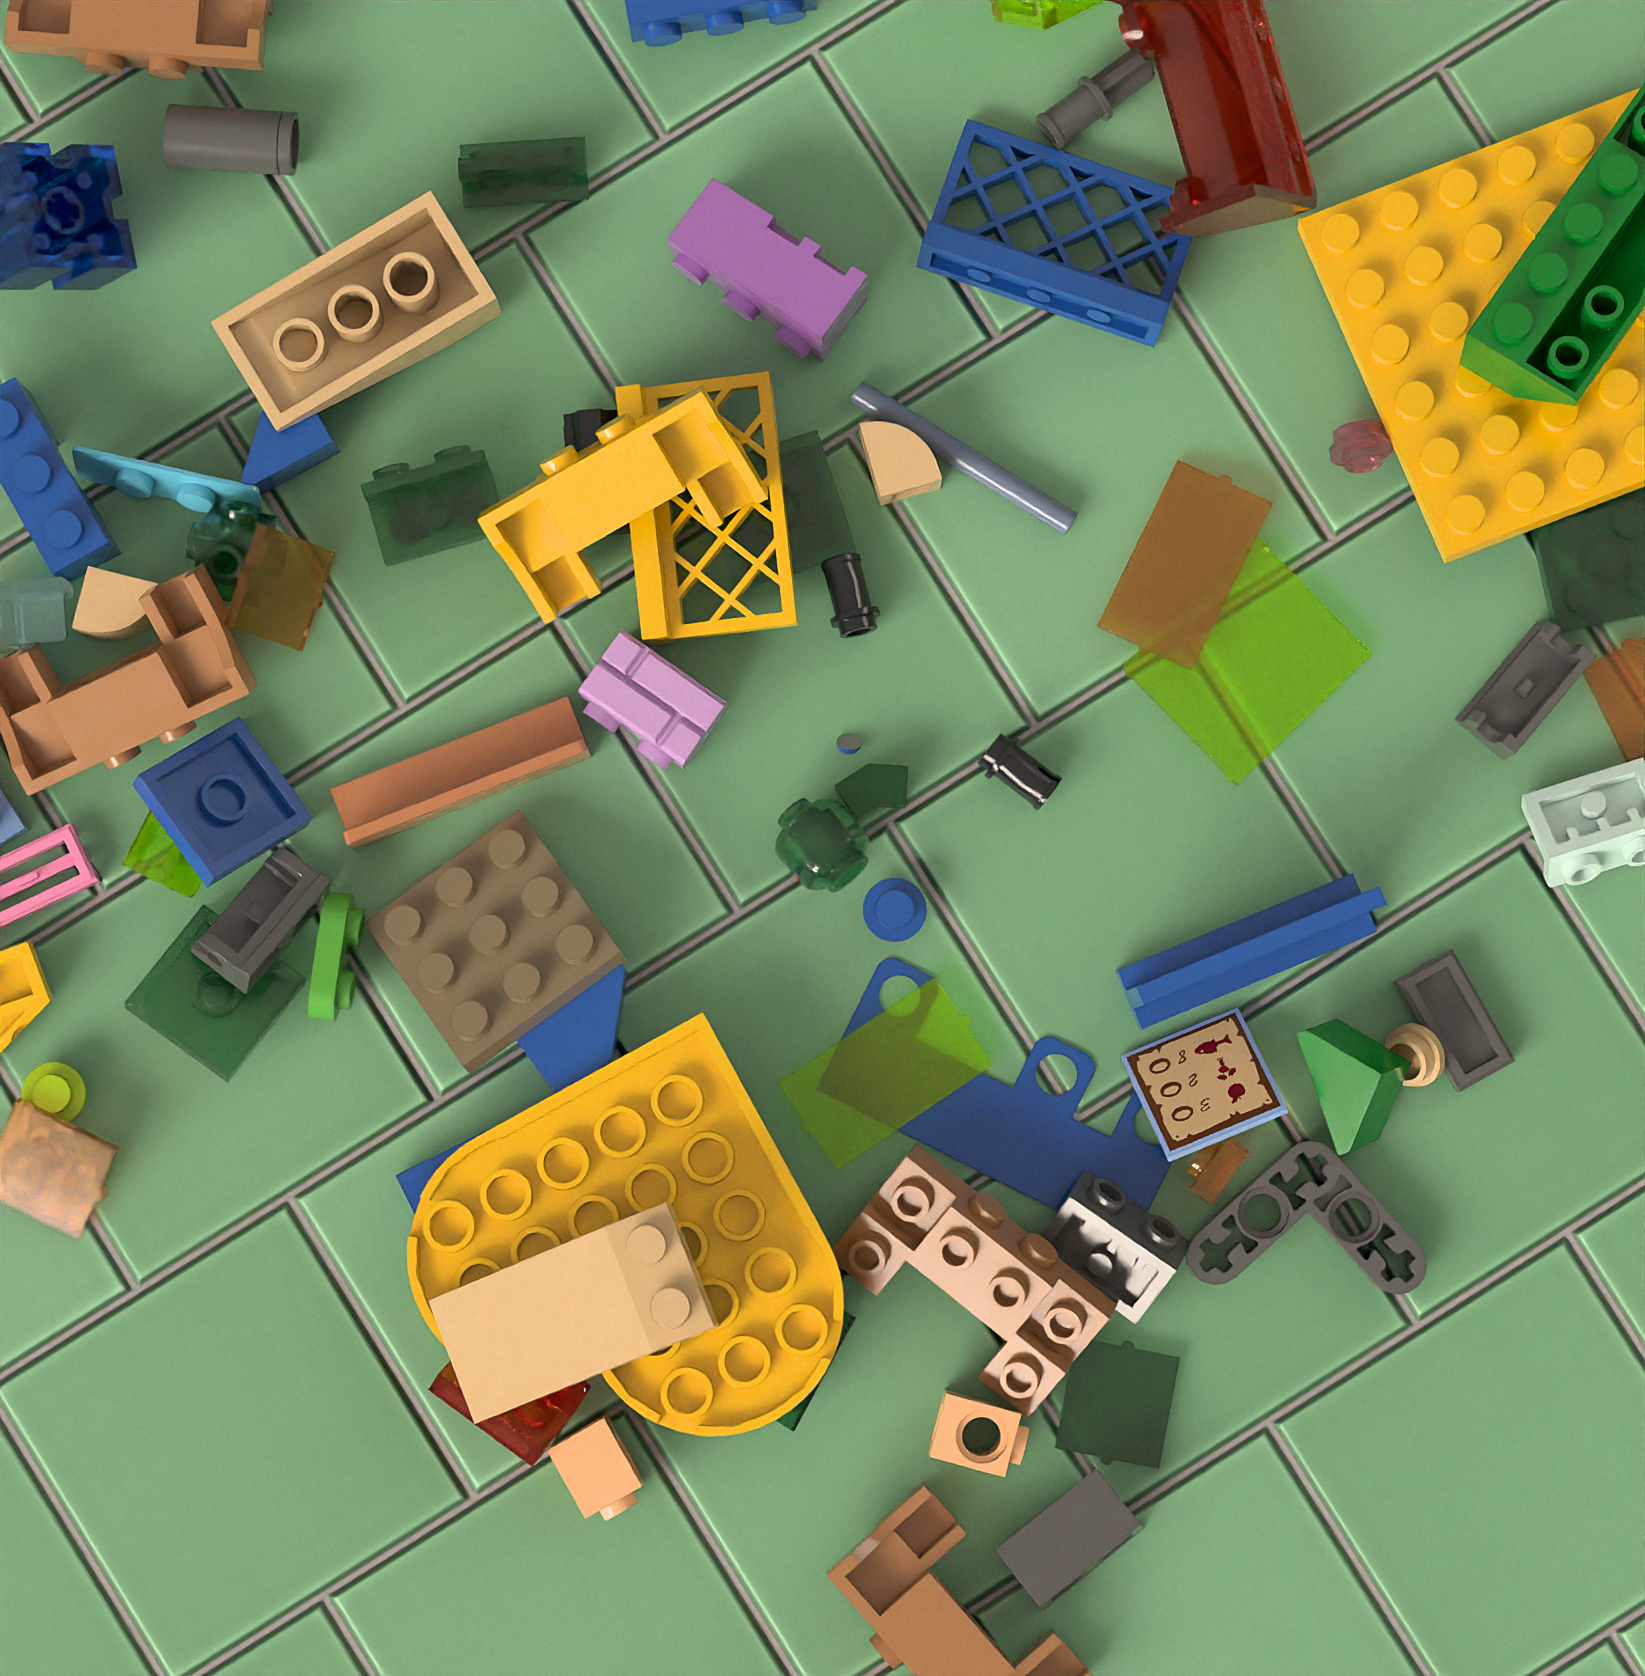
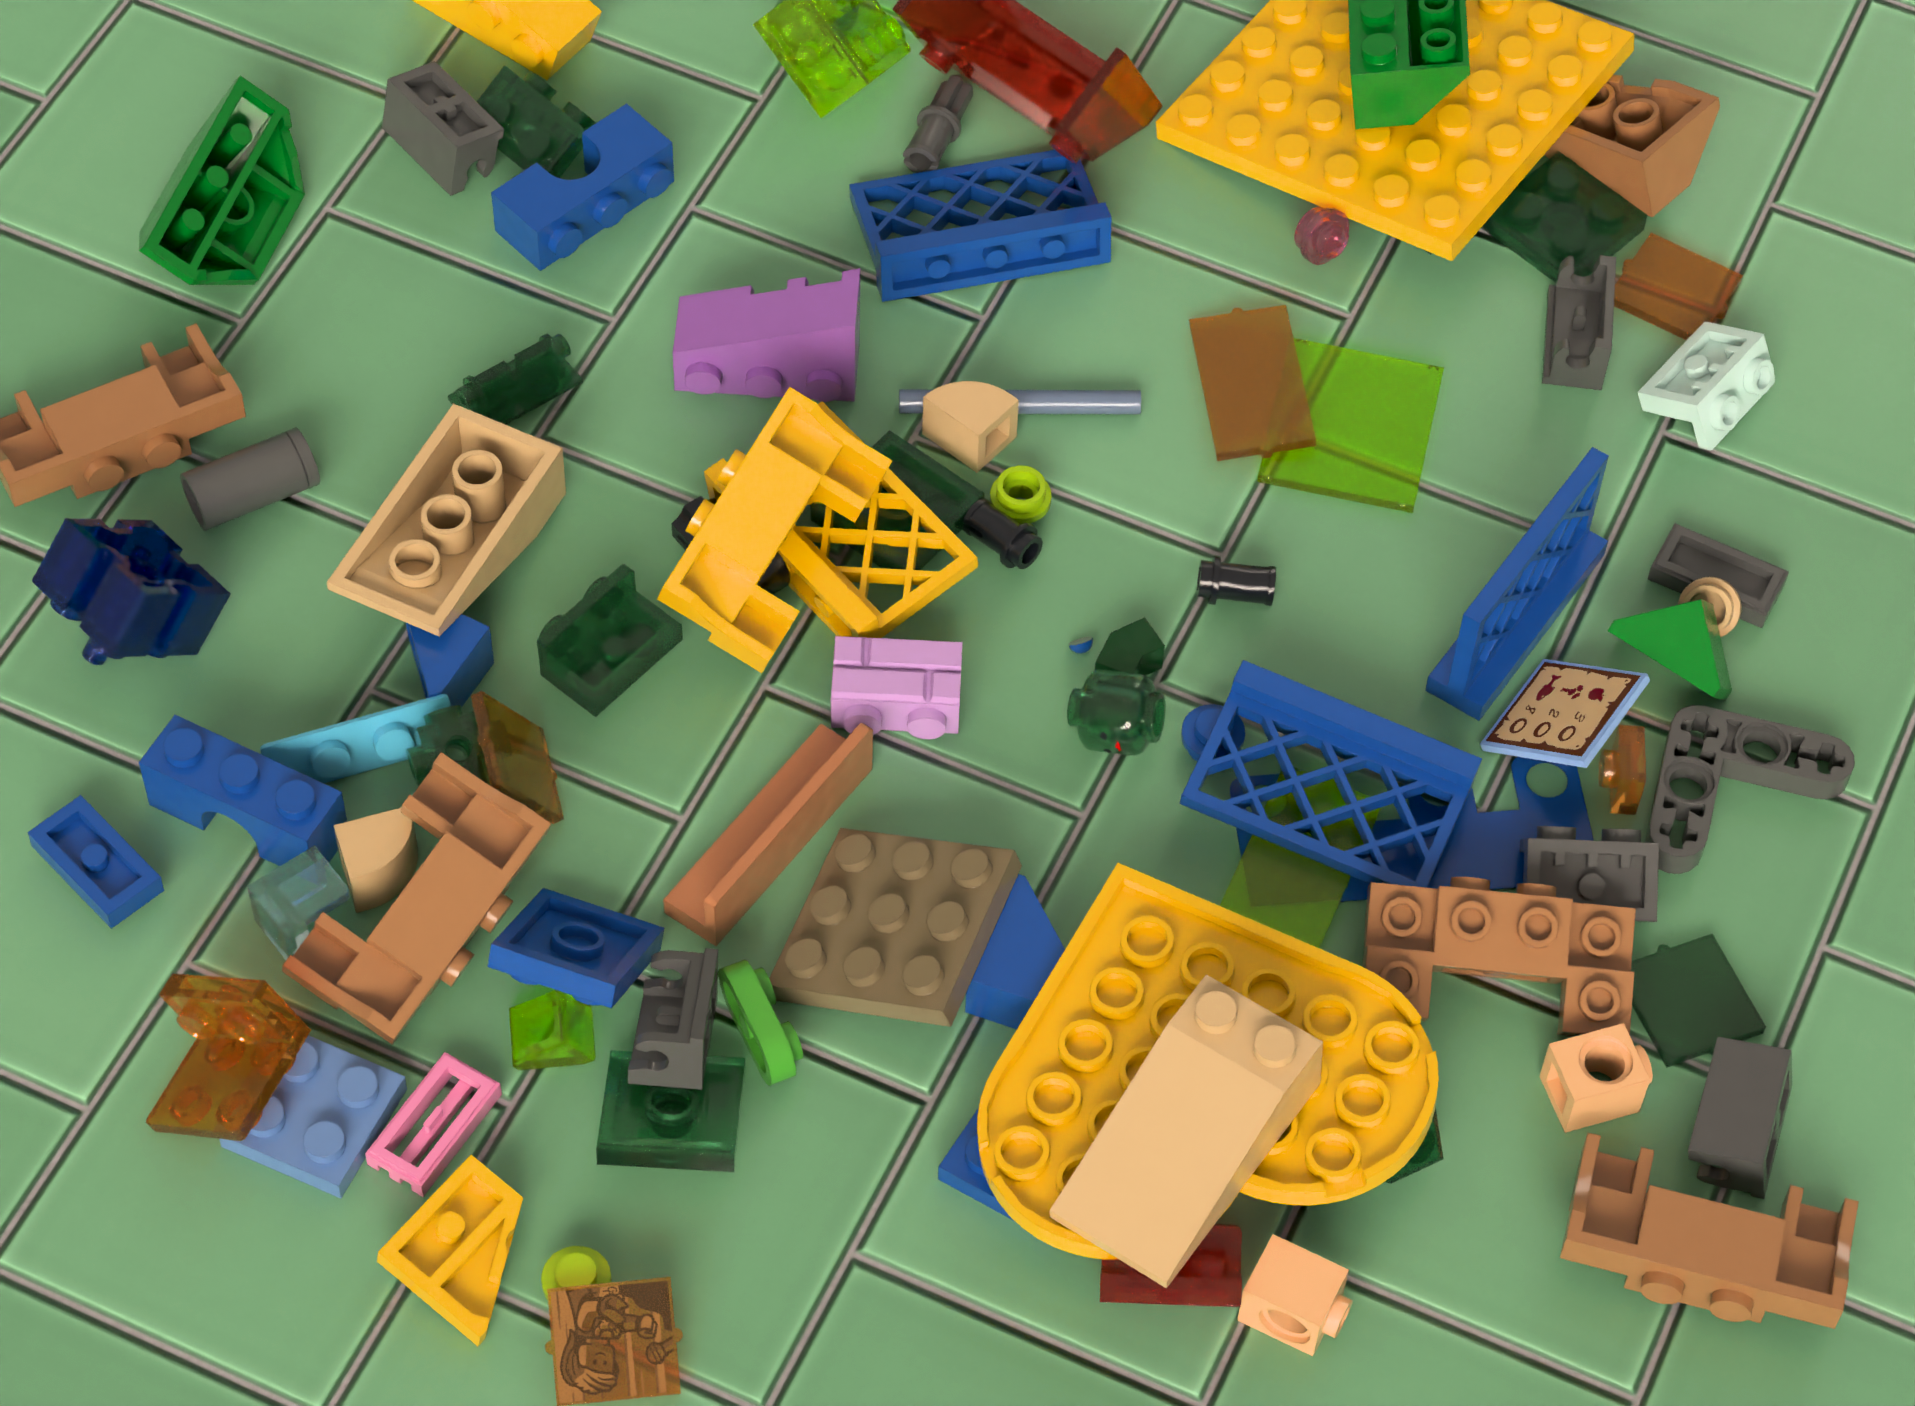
camera: 35 degrees left, 30 degrees down
(899, 544) = (1024, 483): none -> lime plate
(998, 1001) = (1338, 732): none -> blue fence

